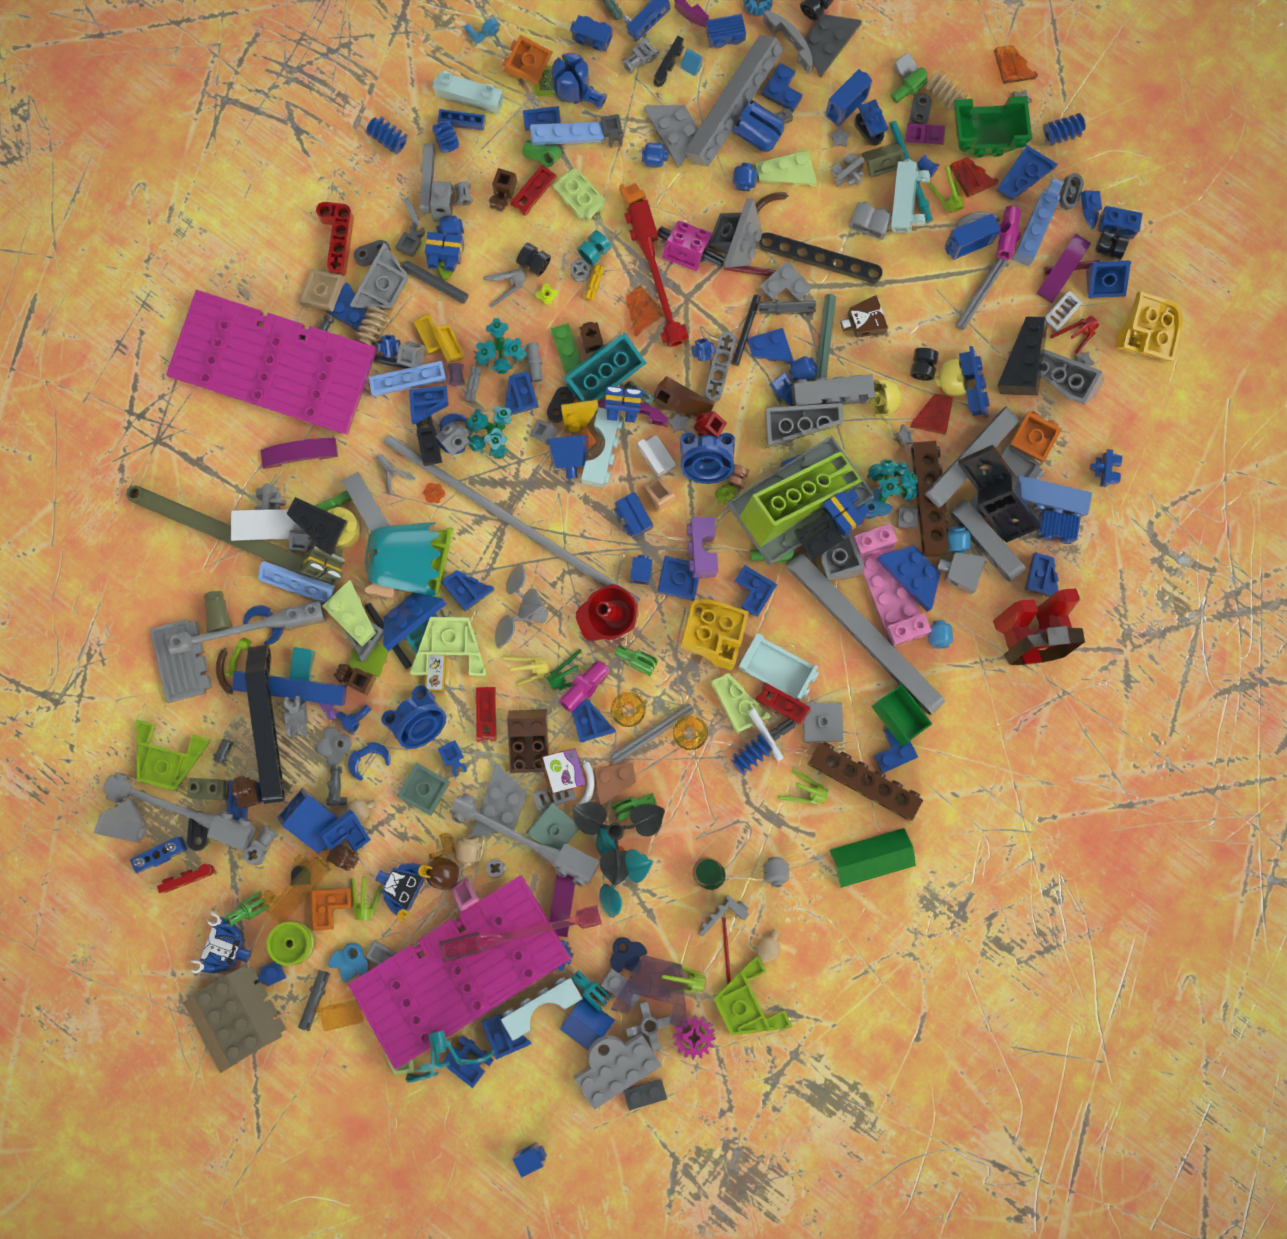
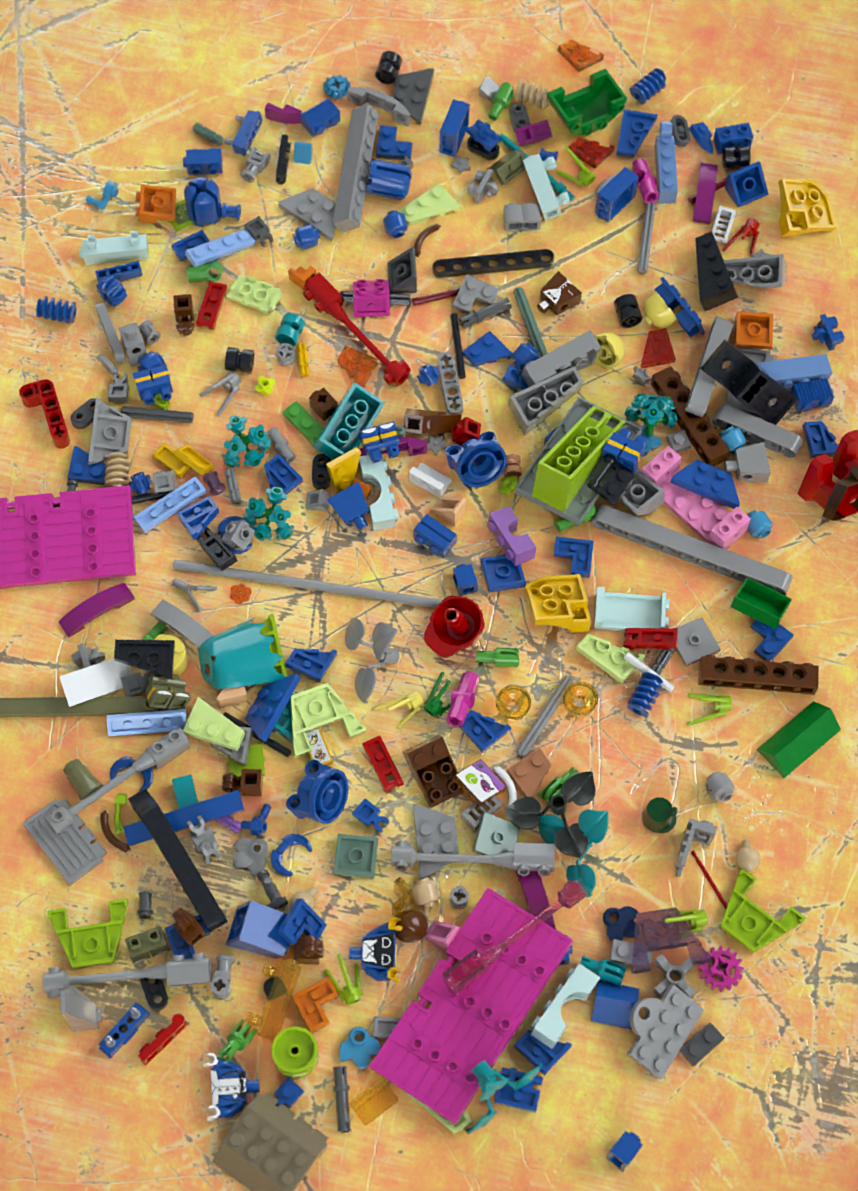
camera: 25 degrees left, 15 degrees down
(322, 290) = (55, 461): tan plate -> none
(745, 237) = (421, 268): light grey wing -> none

